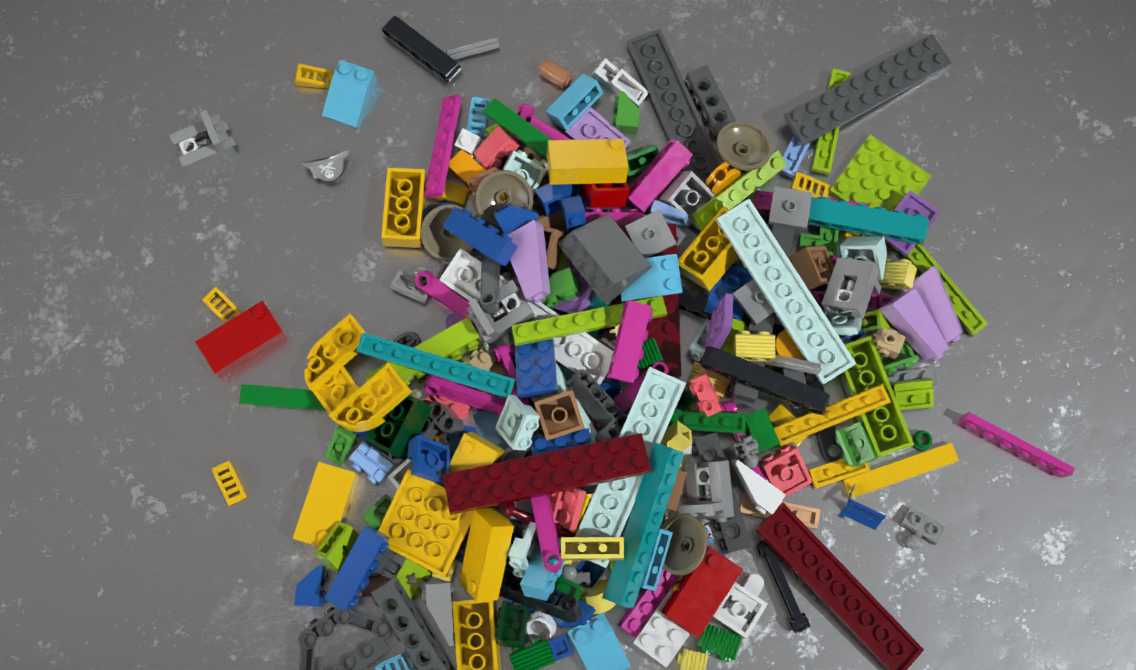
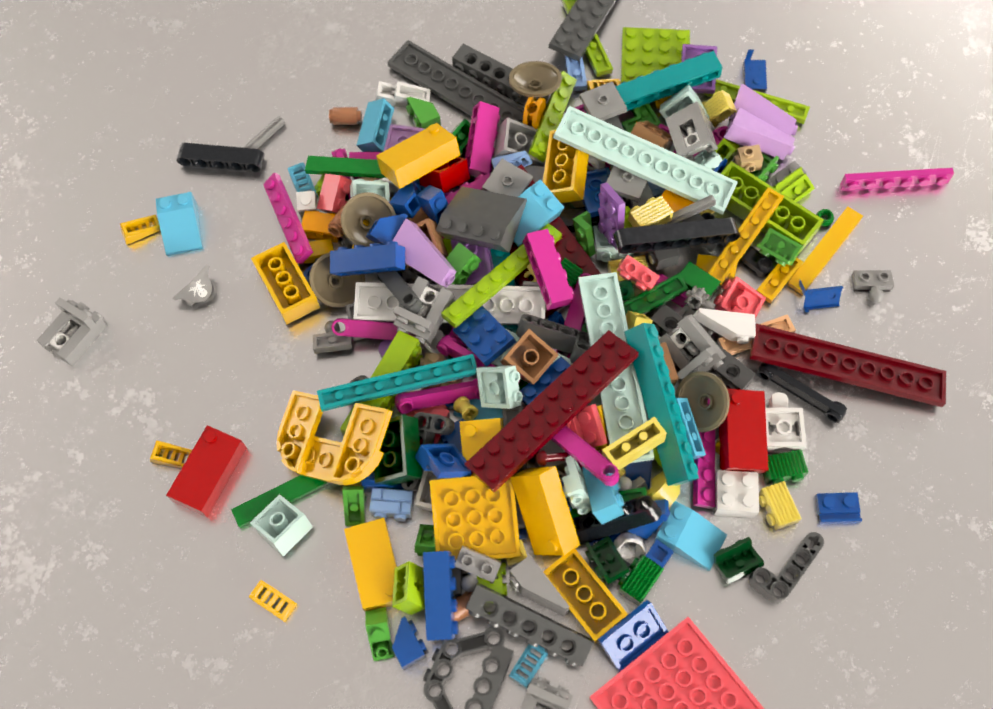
camera: 25 degrees left, 10 degrees down
(272, 424) = (281, 524): none -> light aqua slope
(295, 564) = (379, 633): none -> bright green slope
(404, 562) = (477, 565): none -> light grey plate
(482, 420) = (463, 406): none -> light yellow bush
(691, 321) = (584, 233): none -> bright green bracket
(962, 257) = (754, 72): none -> blue piece

